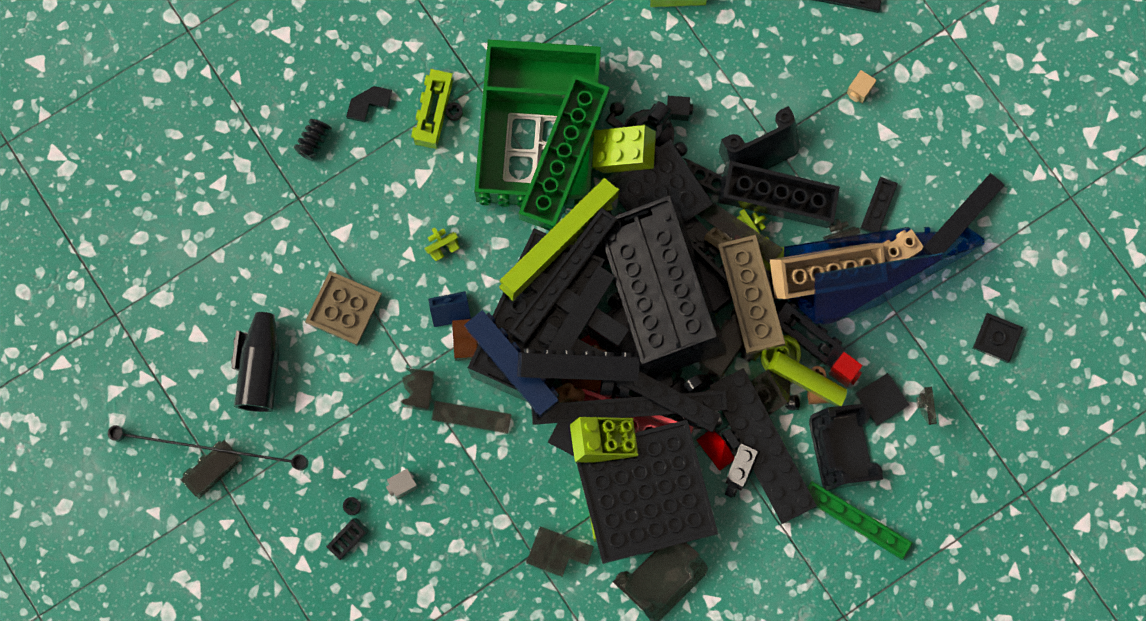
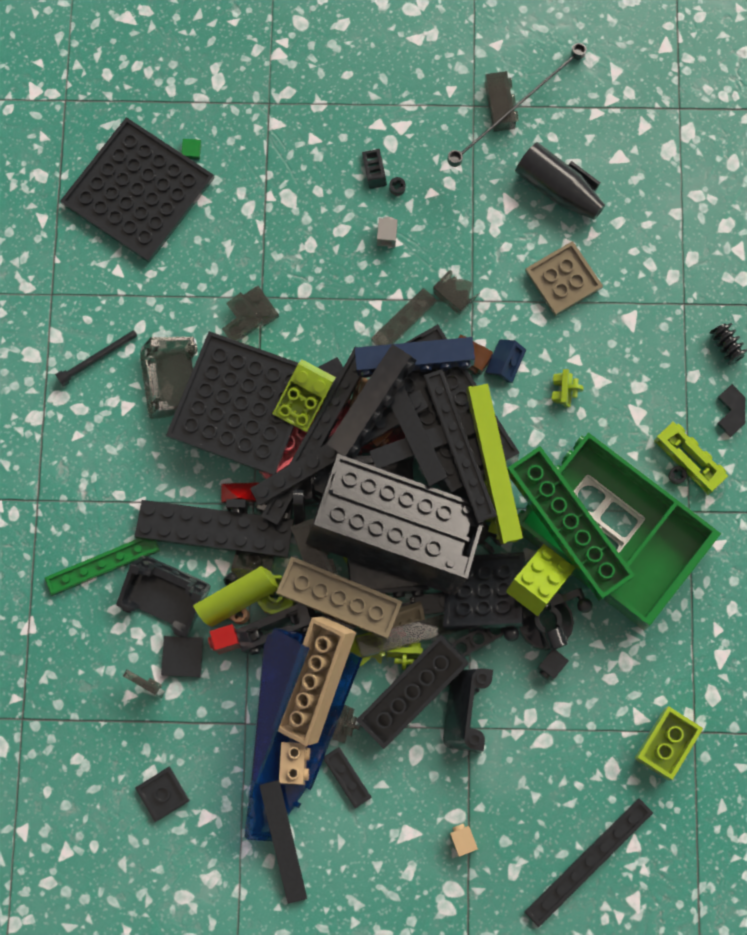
camera: 125 degrees right, 0 degrees up
(741, 469) = (207, 497): hinge -> none

